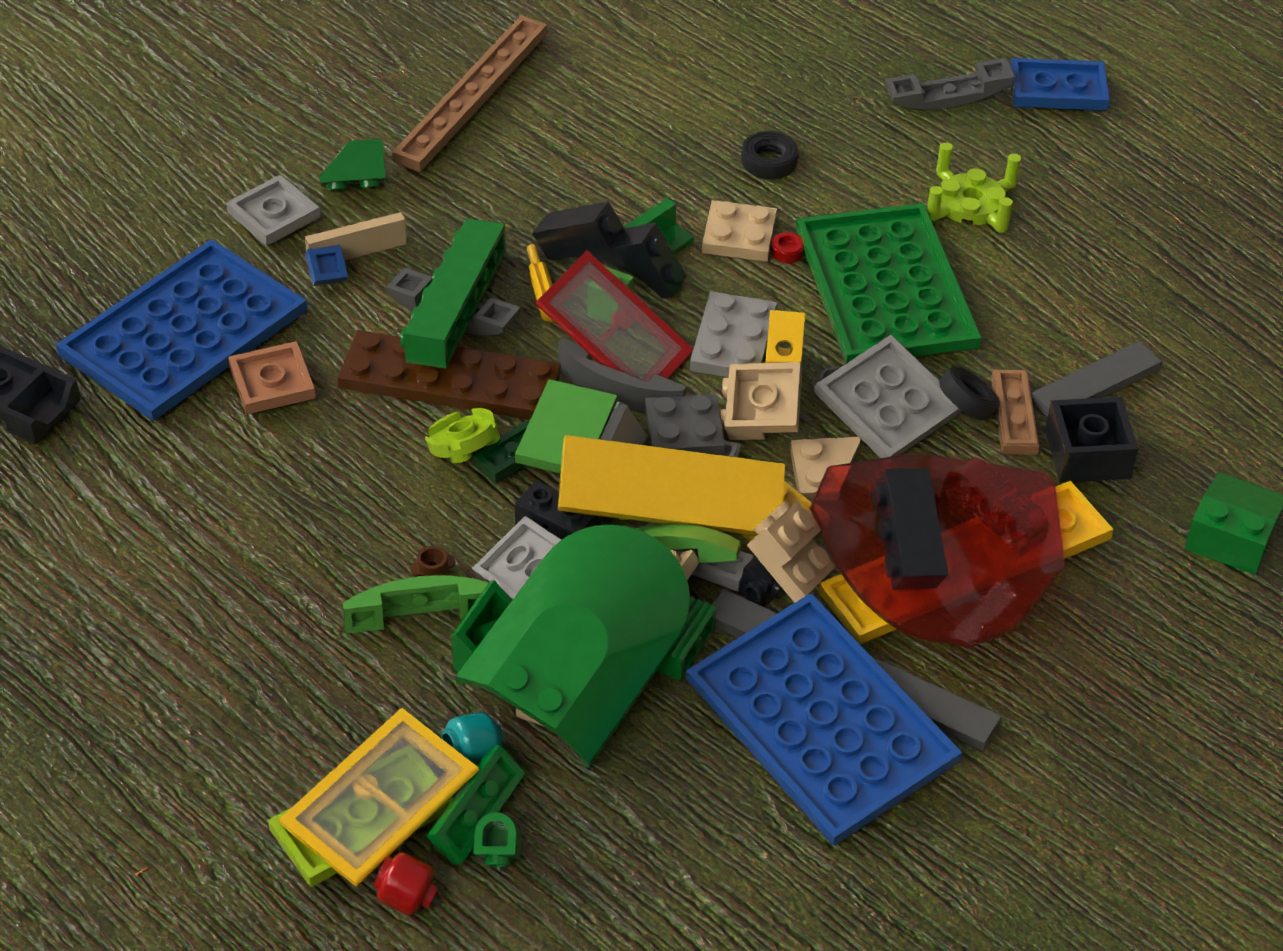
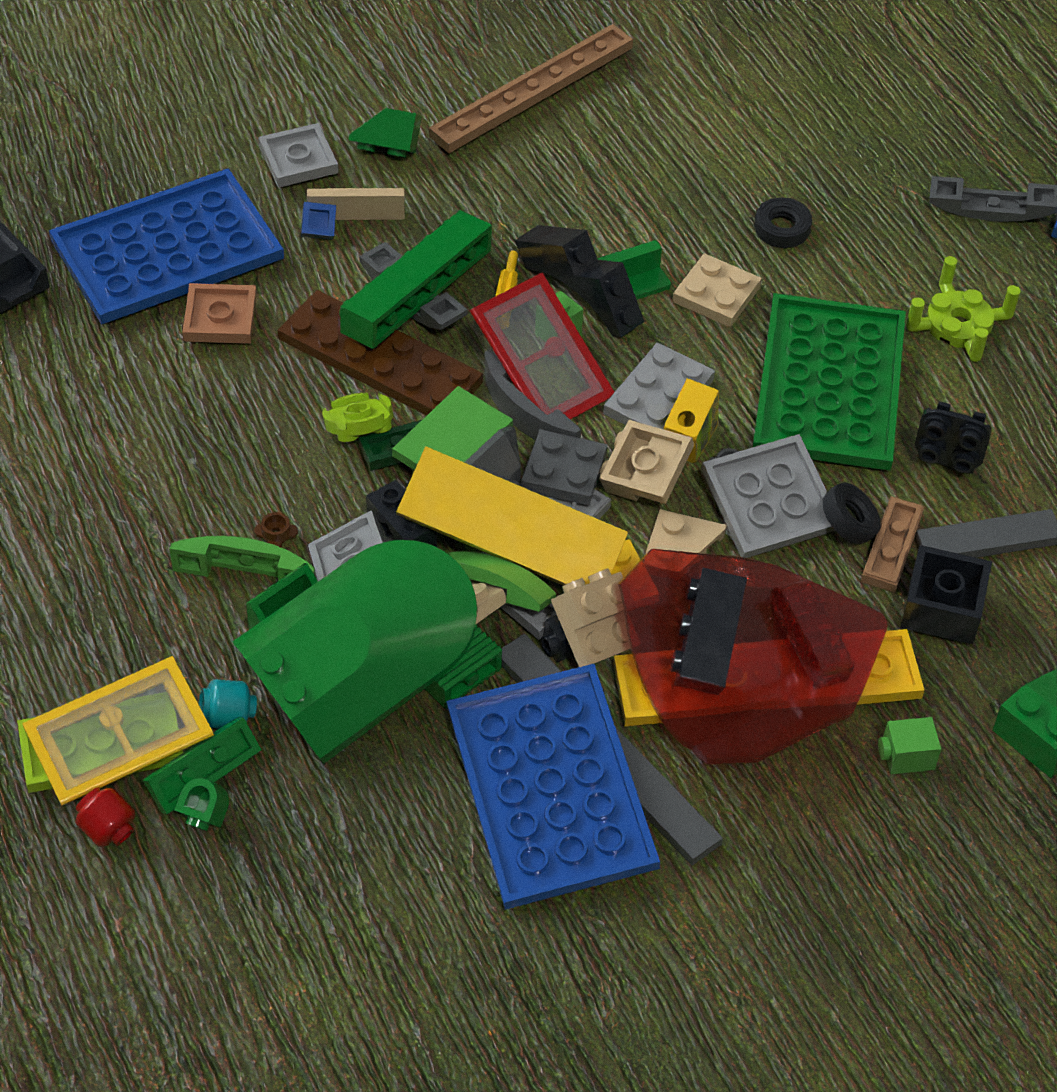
camera: 20 degrees right, 5 degrees up
(787, 247) = (754, 319): red tile -> none
(1028, 301) = (952, 438): none -> black piece
(1126, 581) = (910, 745): none -> bright green brick

